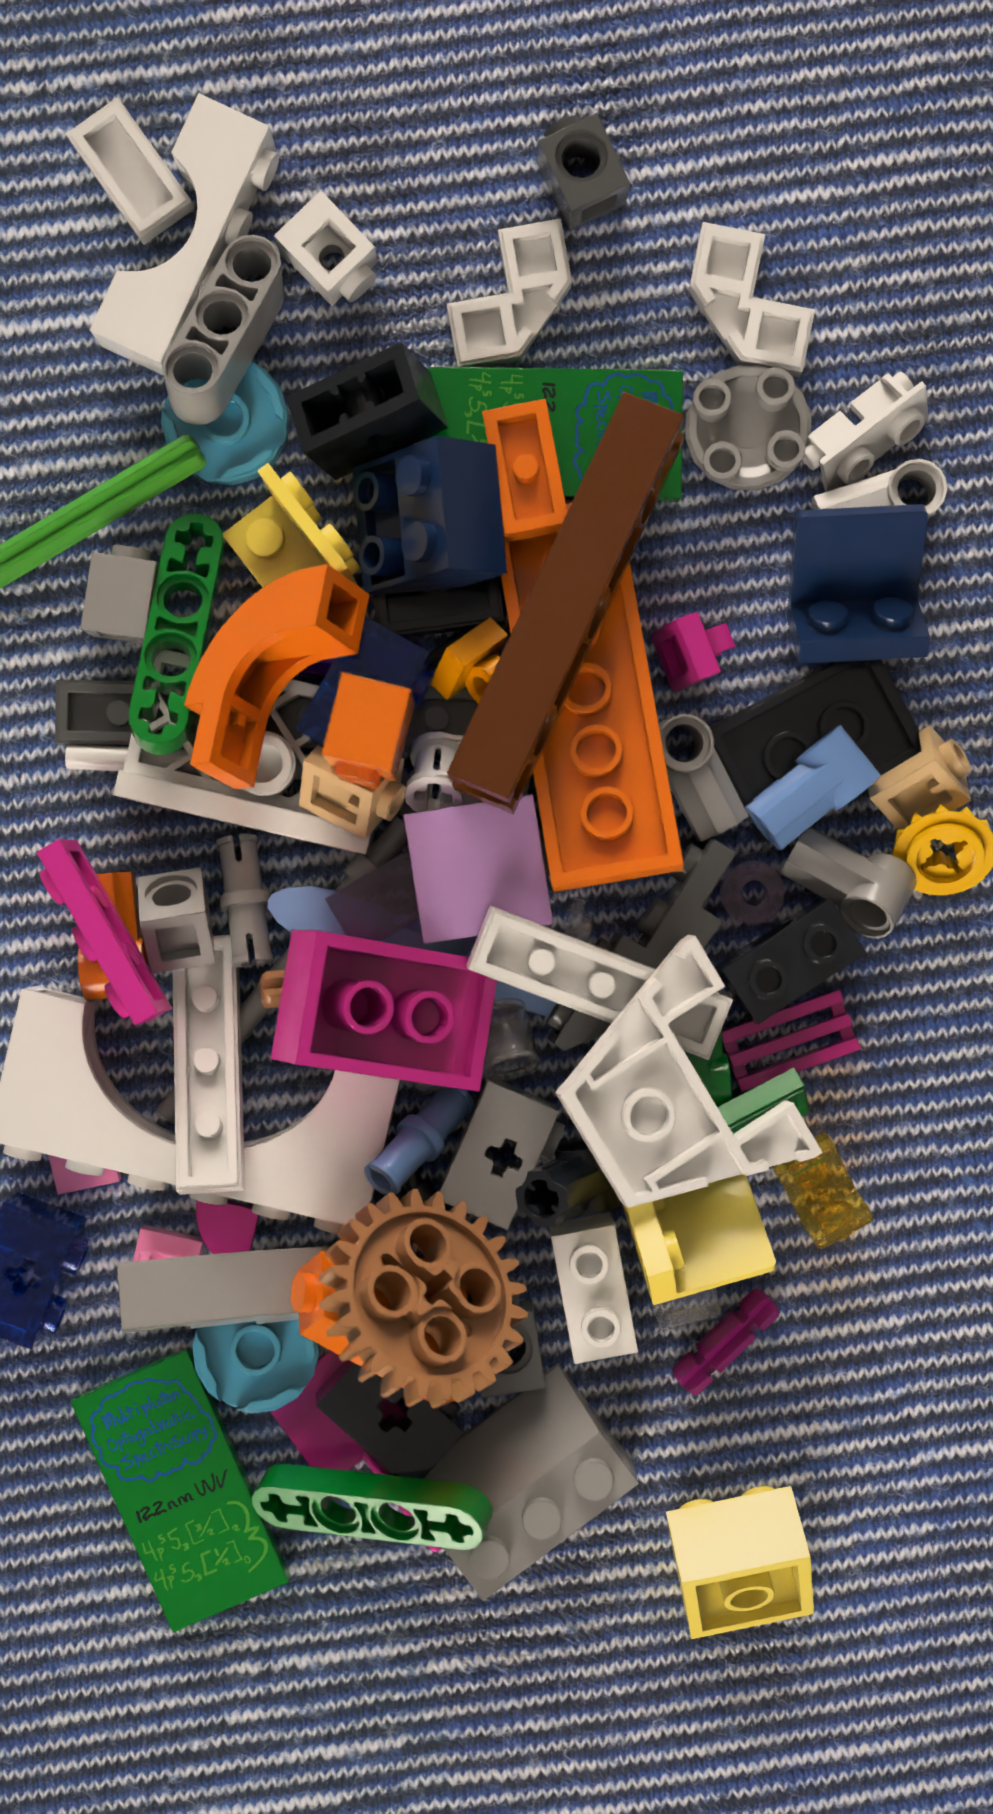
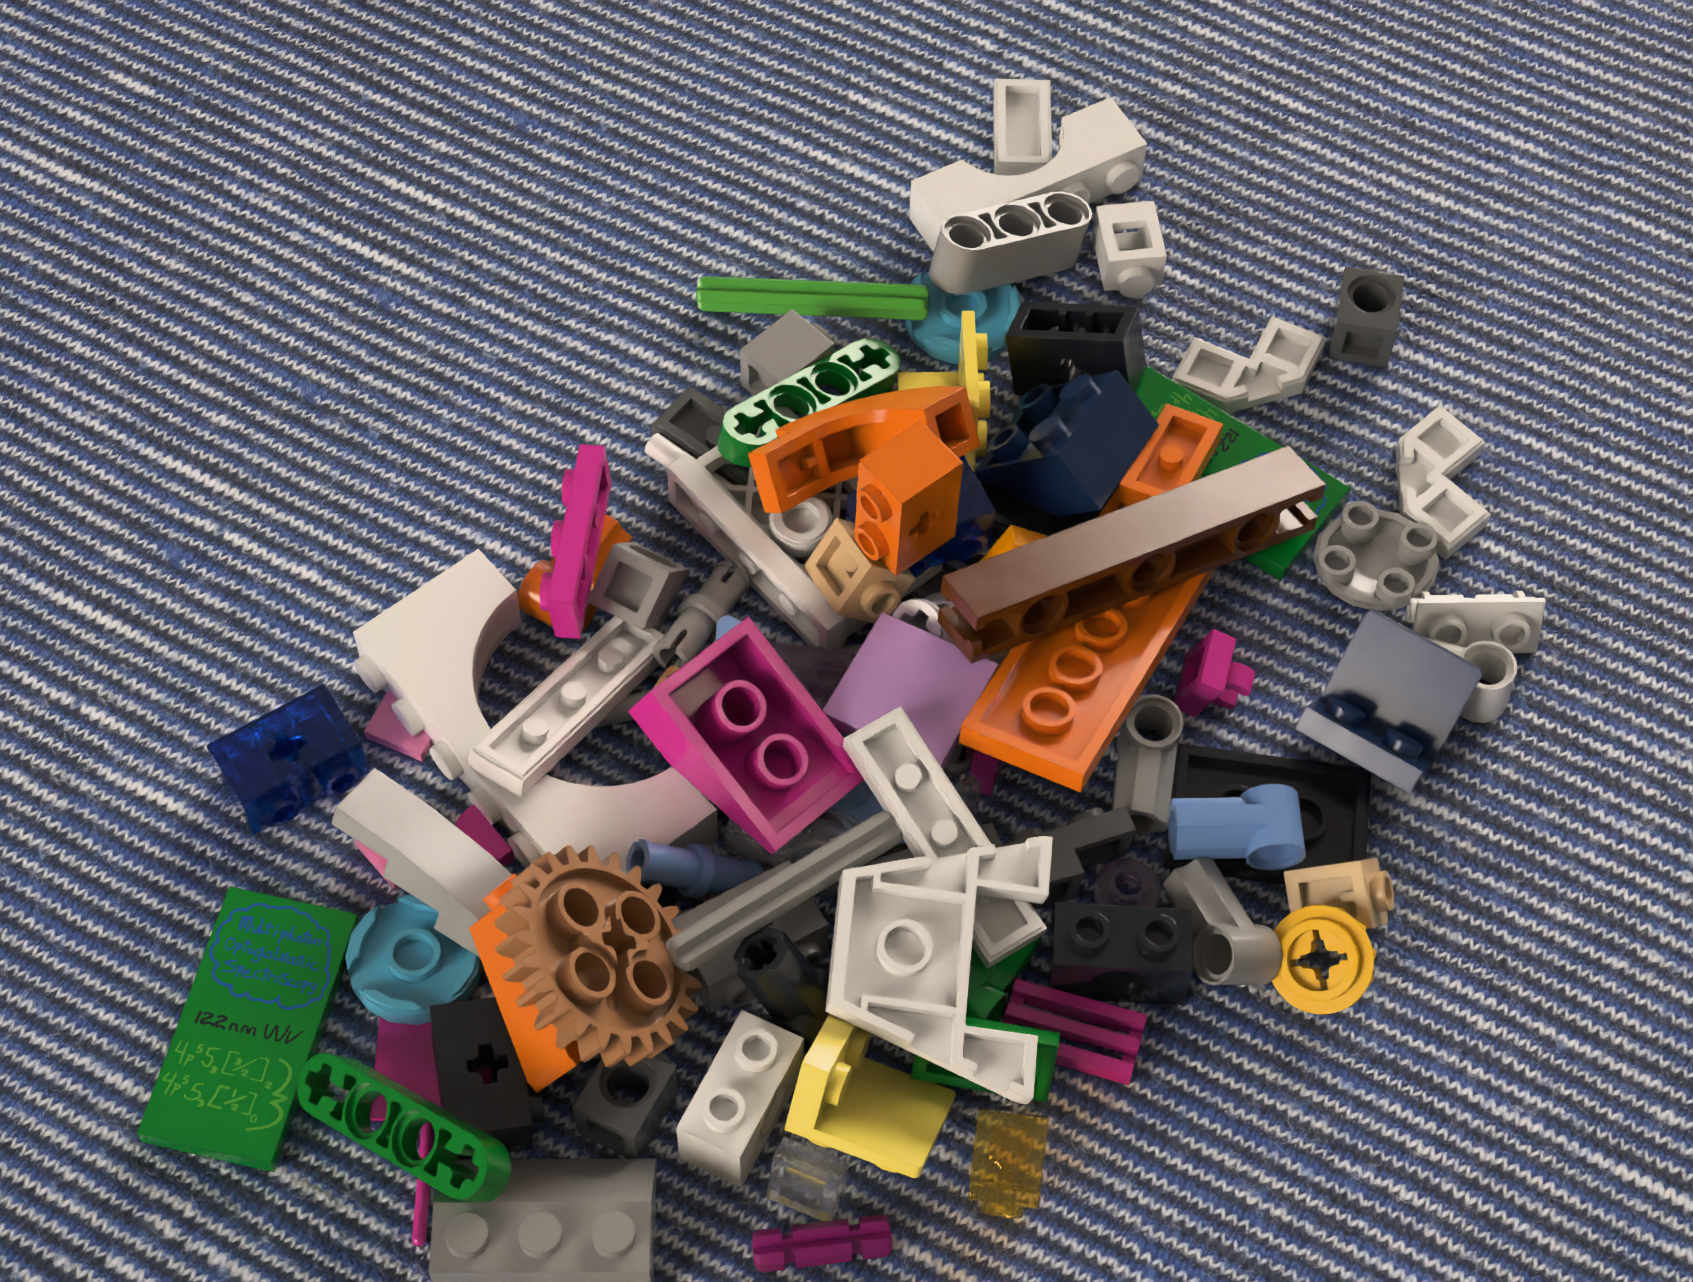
camera: 35 degrees right, 30 degrees down
(515, 1126) = (782, 892): none -> light grey axle

